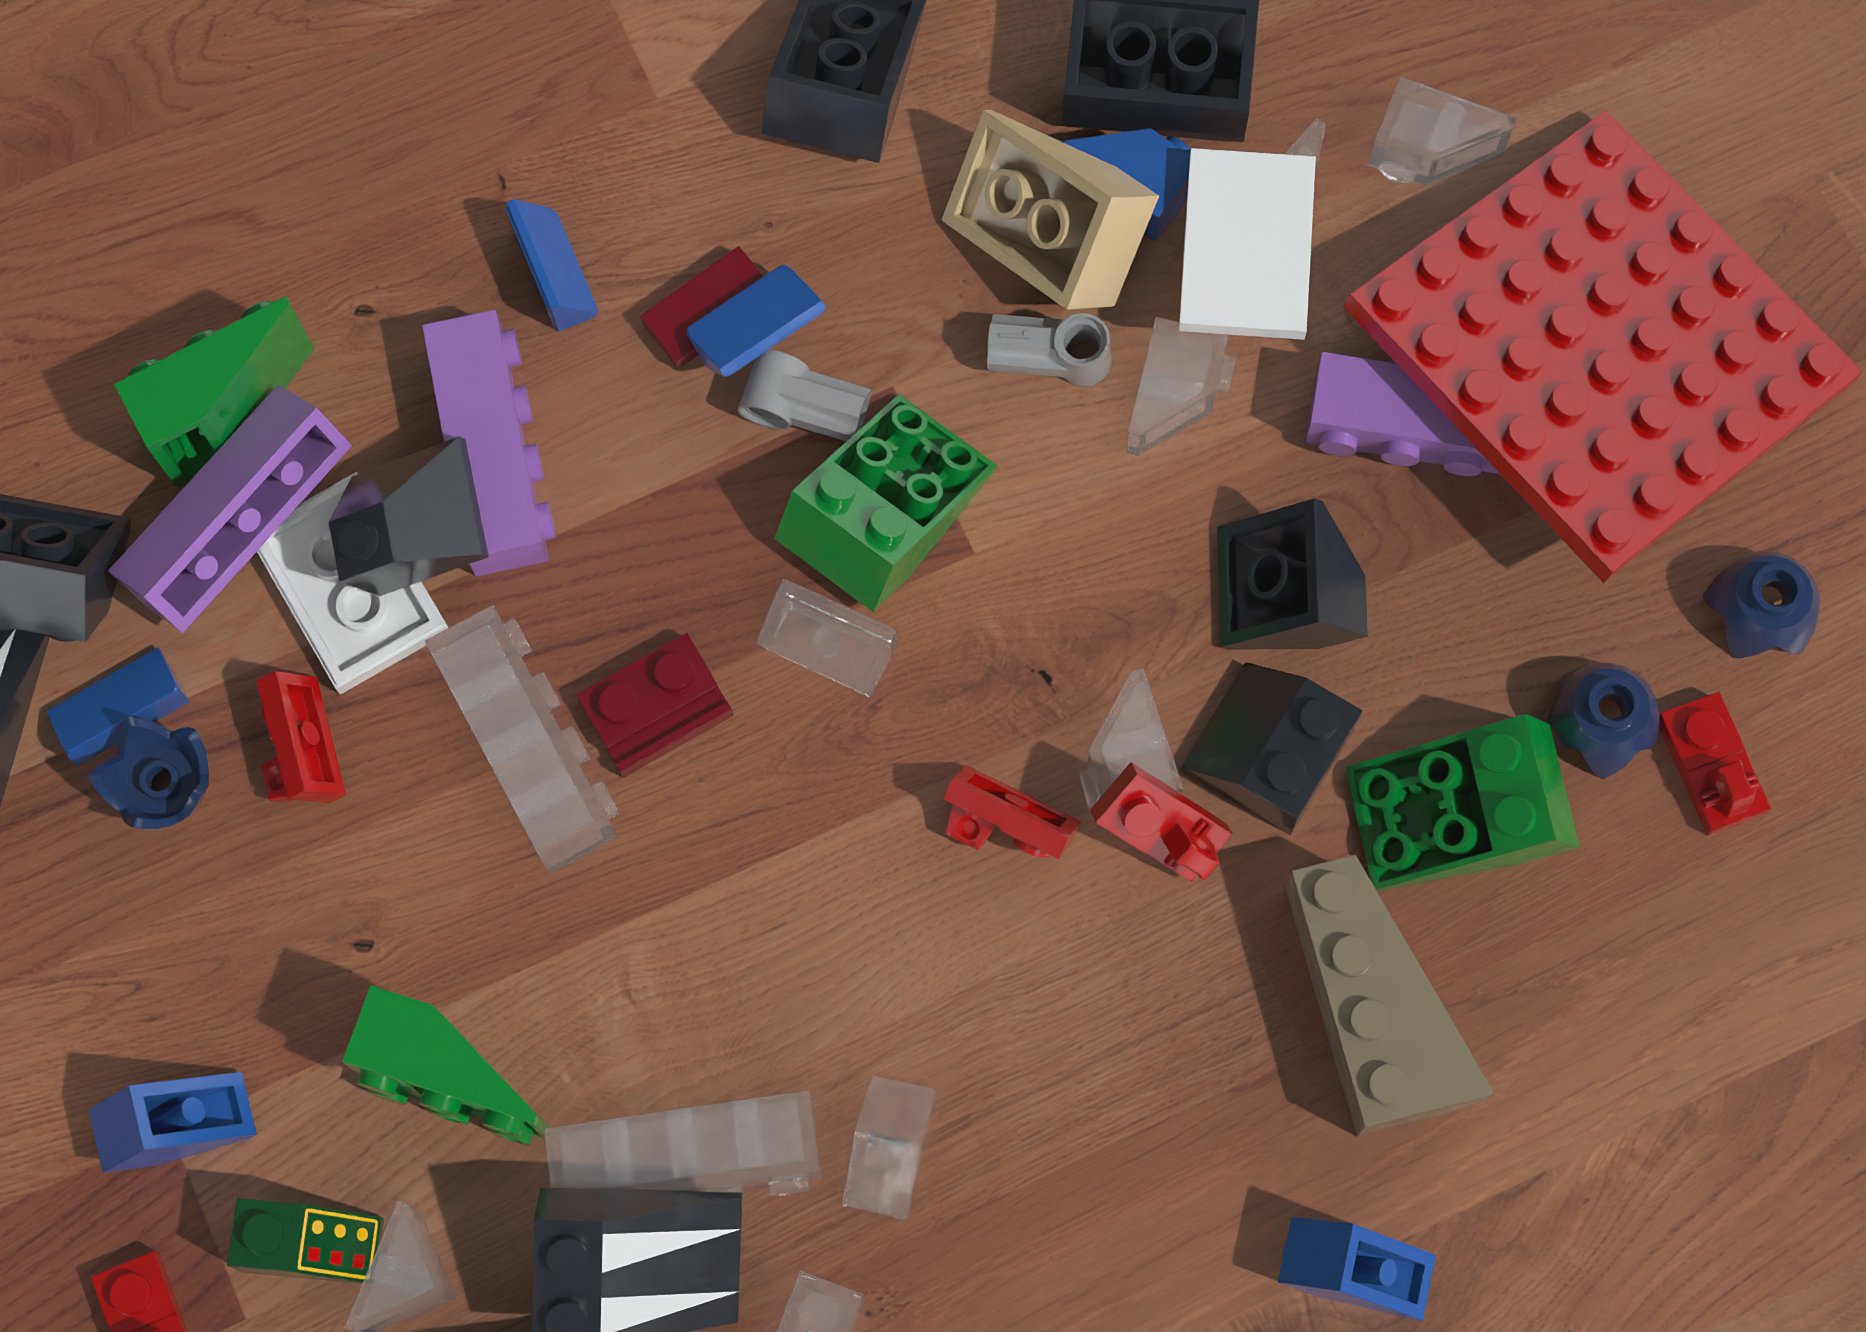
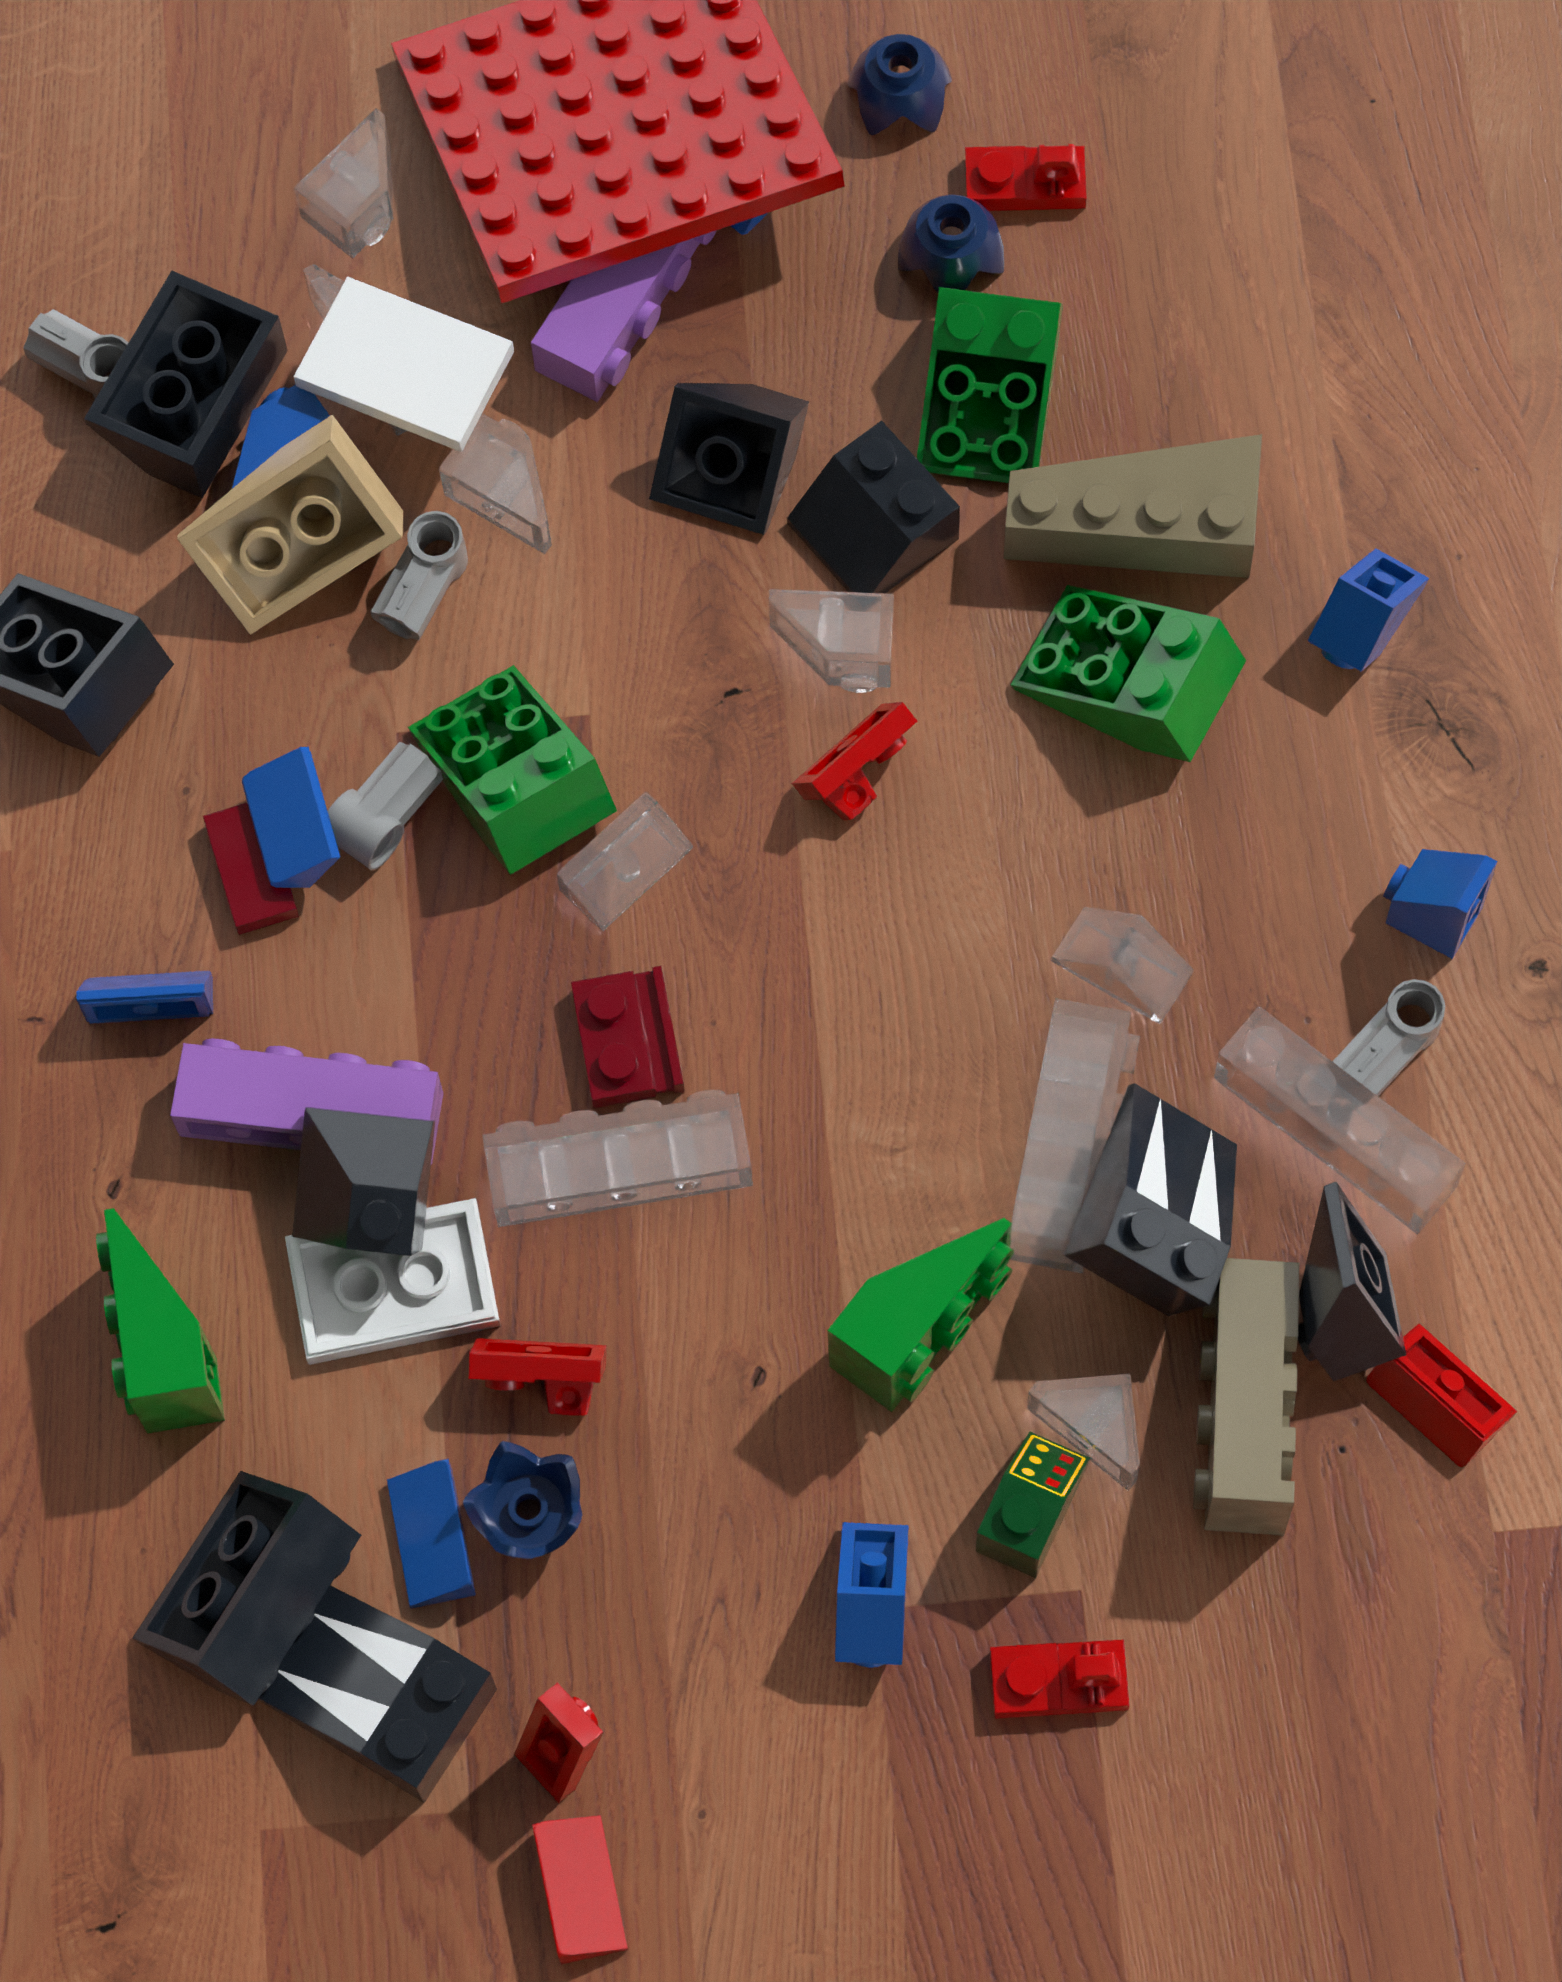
camera: 70 degrees left, 5 degrees down
(230, 508) = (279, 1357): medium lavender brick -> none
(1162, 823) = (920, 622): red hinge -> none
(1200, 1051) = (1132, 669): none -> green slope

